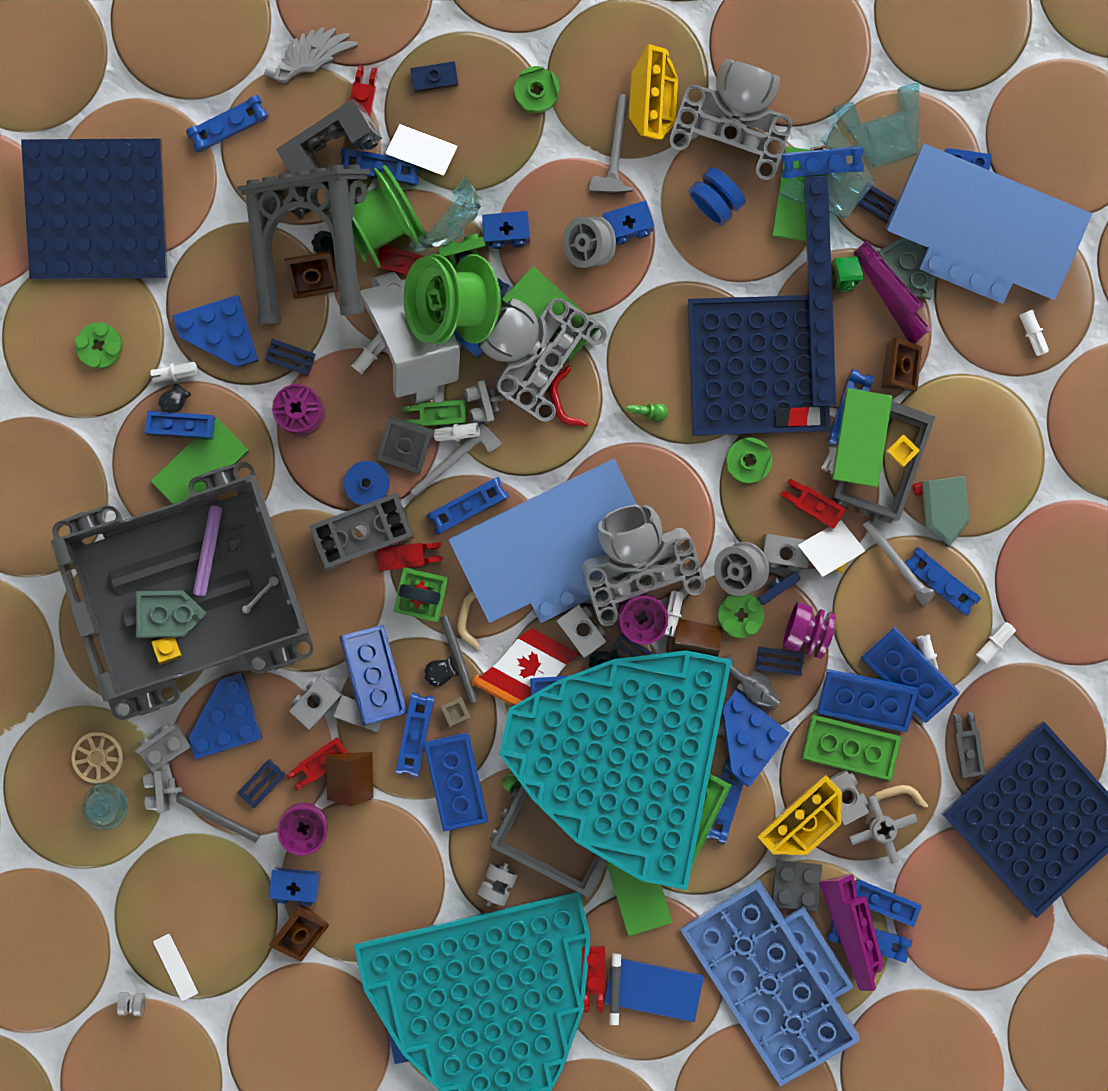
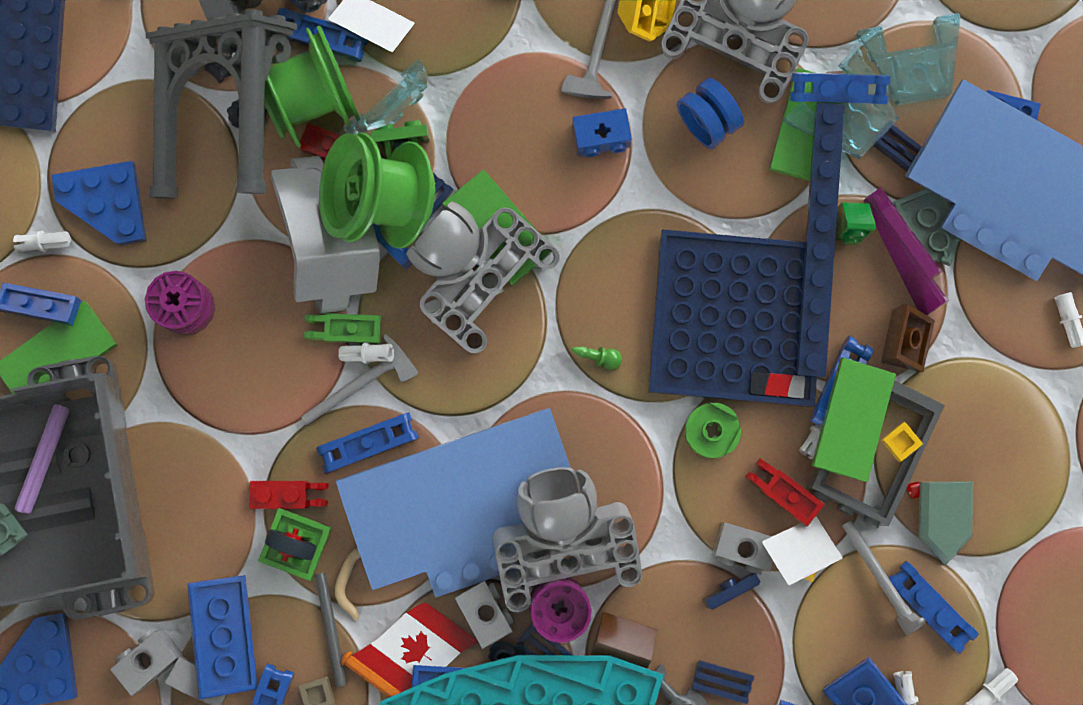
camera: 10 degrees right, 5 degrees down
(173, 399) = (36, 272): black animal -> none
(272, 350) = (162, 230): dark blue tile -> none
(273, 581) = (81, 535): white hinge -> none
(312, 274) = (215, 146): reddish brown slope -> none
(355, 477) = (264, 403): blue plate -> none
(369, 355) = (273, 251): white axle -> none
(385, 524) = (262, 453): dark grey plate -> none
(405, 444) = (301, 360): dark grey plate -> none
(439, 672) = (305, 642): black animal -> none
(484, 412) = (402, 334): light grey hips -> none
(494, 226) = (444, 118): blue brick -> none
(554, 395) = (490, 331): red animal -> none
(589, 242) = (552, 147): light grey wheel -> none
(673, 611) = (599, 604): white axle -> none
(741, 568) = (689, 562): light grey wheel -> none
(749, 625) = (672, 604): bright green plate -> none
(806, 629) = (771, 652): magenta wheel -> none

